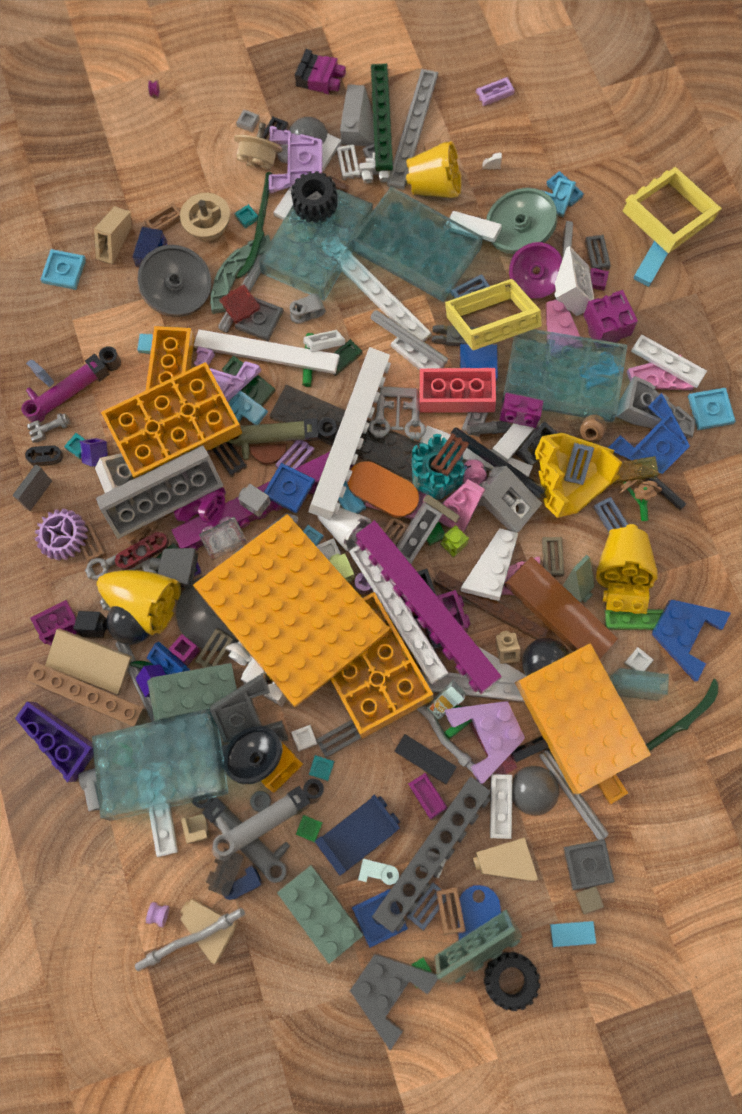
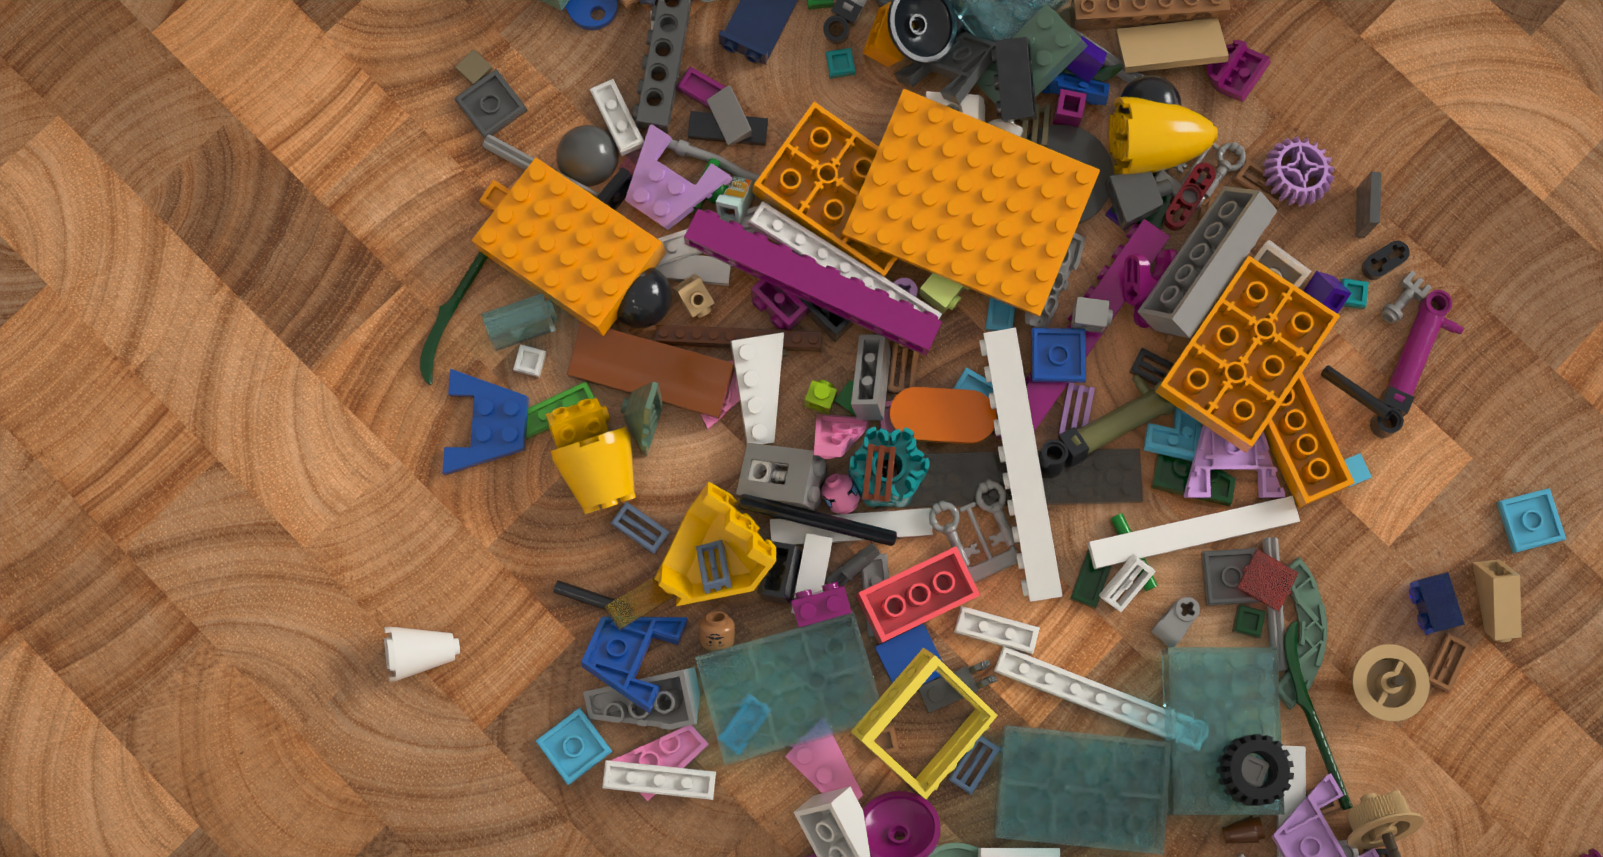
camera: 145 degrees right, 5 degrees up
(40, 373) = (1458, 353): sand blue tile -> none
(90, 624) = (1195, 85): black brick -> none
(115, 377) = (1357, 392): none -> black piece
(174, 280) = (1372, 568): dark grey dish -> none
(214, 675) = (1014, 80): none -> black brick
(222, 537) = (1100, 252): clear slope -> none
(246, 216) = (1339, 724): teal tile -> none
(263, 291) = (1248, 621): none -> dark green tile
(268, 453) = (1111, 398): copper tile -> none
(304, 738) = (877, 85): white tile -> none
(328, 548) = (968, 312): white tile -> none
(345, 527) = (958, 346): white cone -> none
(353, 730) = (850, 85): dark grey tile -> none
(409, 338) = (1018, 642): light grey axle -> none
(421, 763) = (729, 116): none -> light grey slope
(441, 508) = (855, 416): dark tan tile -> none
(507, 860) = (583, 61): tan slope -> none
(553, 572) = (701, 460): dark tan tile -> none
(572, 934) = (477, 25): medium azure tile -> none
(610, 317) = (765, 798): magenta piece -> none
(645, 492) = (613, 567): medium nougat plant -> none

